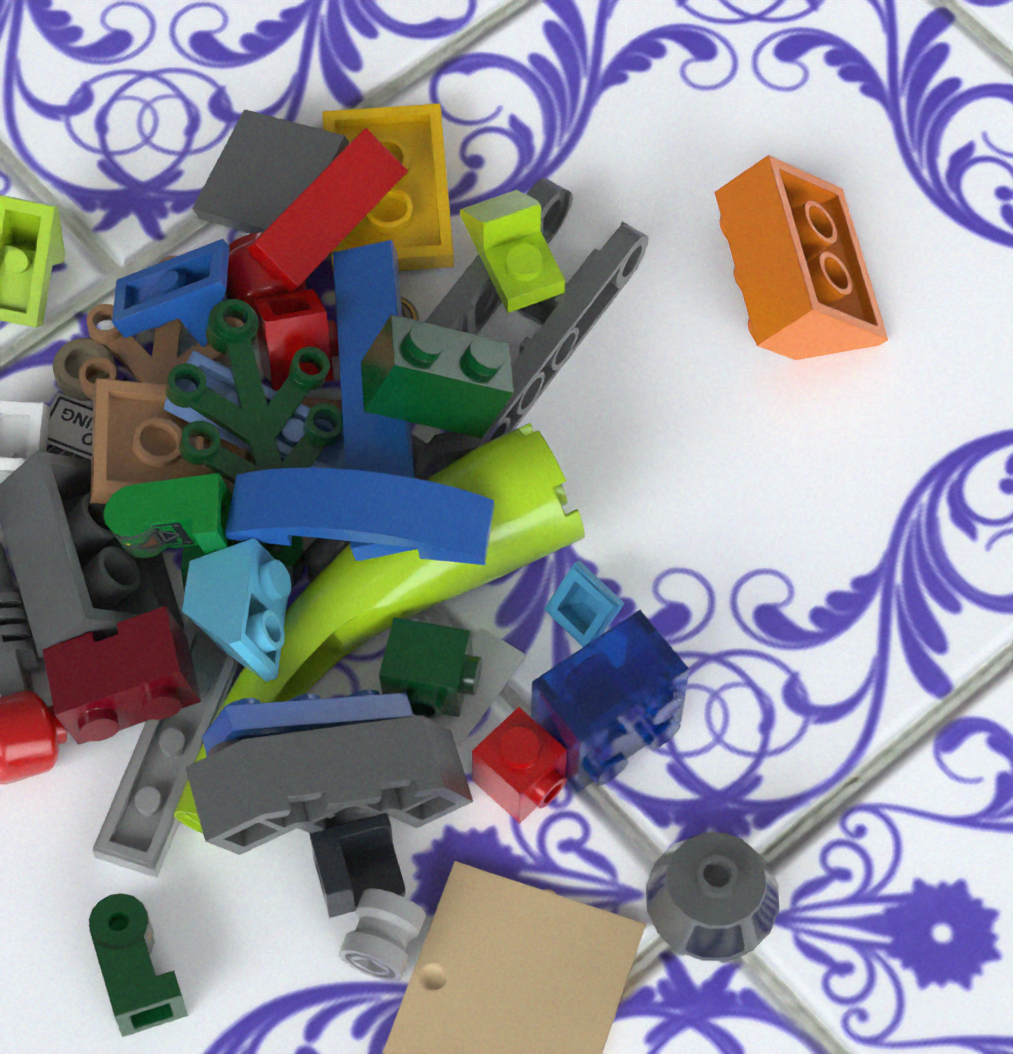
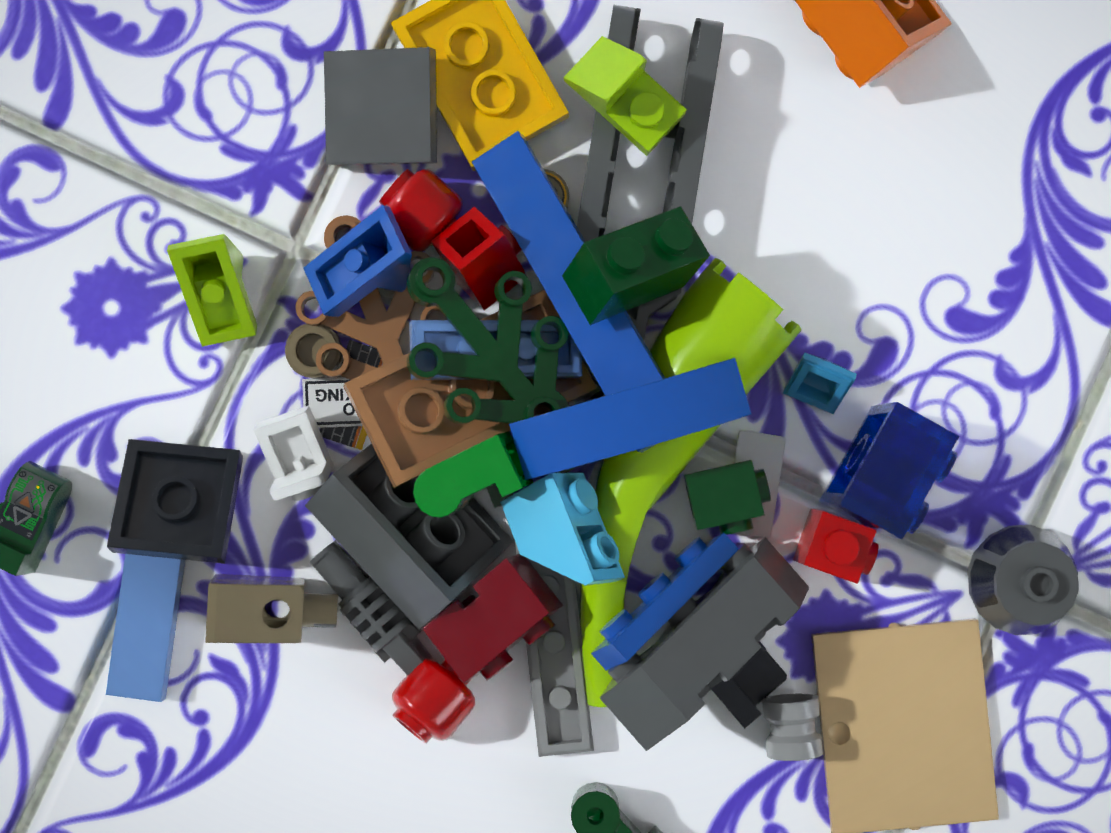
camera: 25 degrees left, 25 degrees up
(327, 210) = (451, 127): red tile -> none

